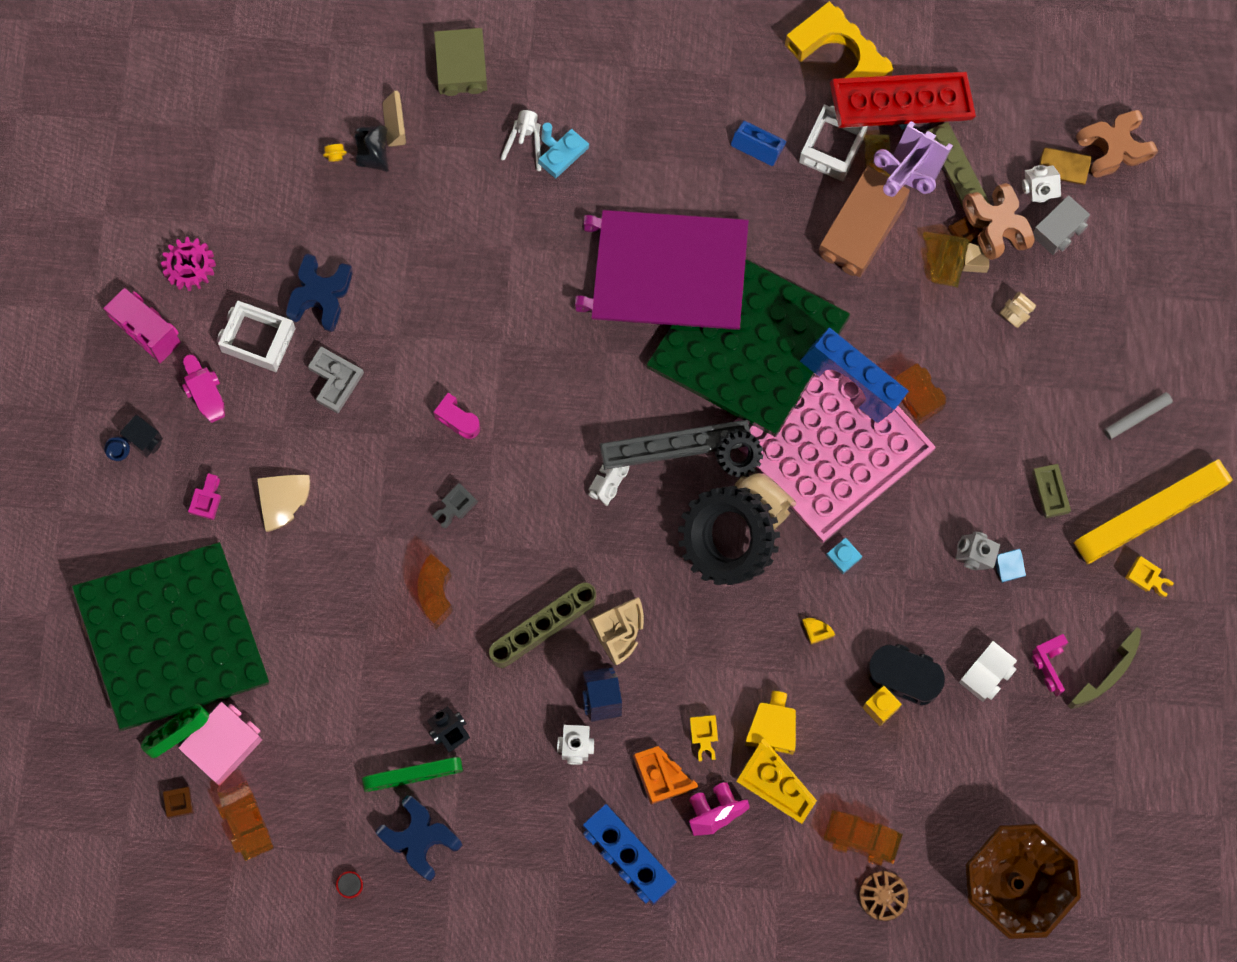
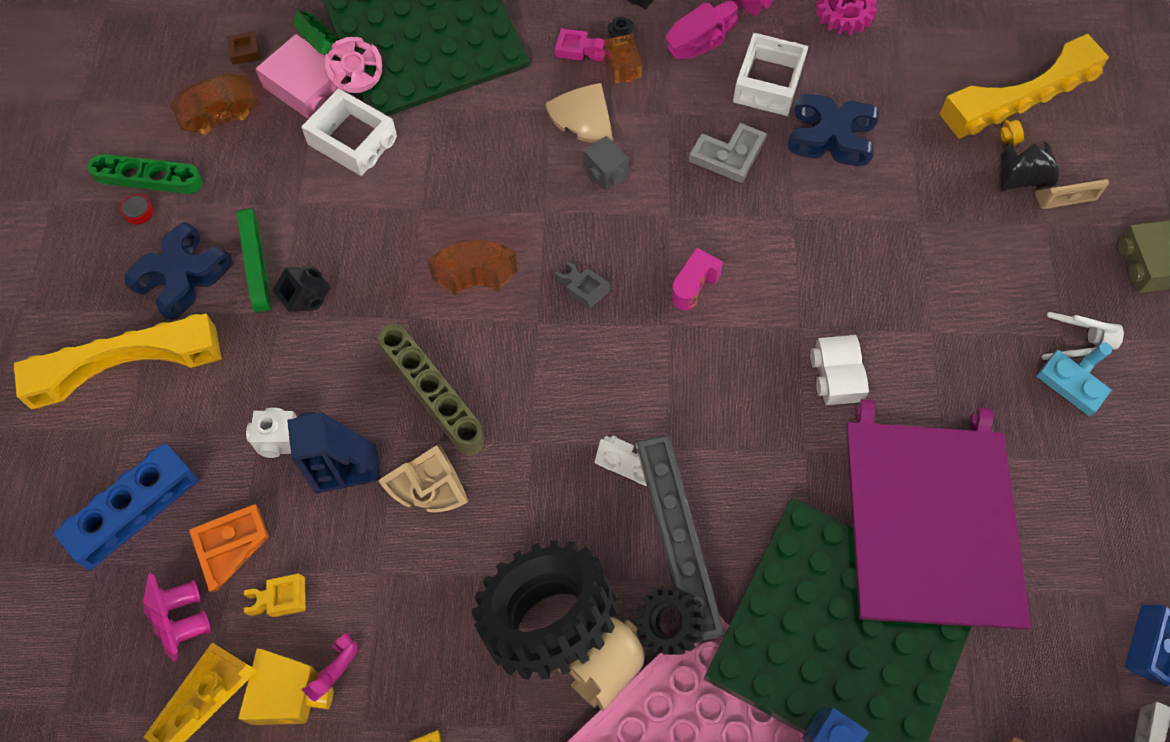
camera: 90 degrees right, 10 degrees down
(188, 466) = (620, 26): none -> black plate
(223, 691) = (352, 65): none -> bright pink piece
(227, 467) = (623, 59): none -> clear orange brick
(270, 719) = (332, 114): none -> white window
(307, 175) = (978, 107): none -> yellow arch
(317, 882) = (146, 171): none -> green beam
(340, 480) = (605, 163): none -> dark grey brick
(514, 931) = (56, 375): none -> yellow arch
(544, 317) = (840, 370): none -> white brick
(759, 691) = (330, 674): none -> dark pink arm

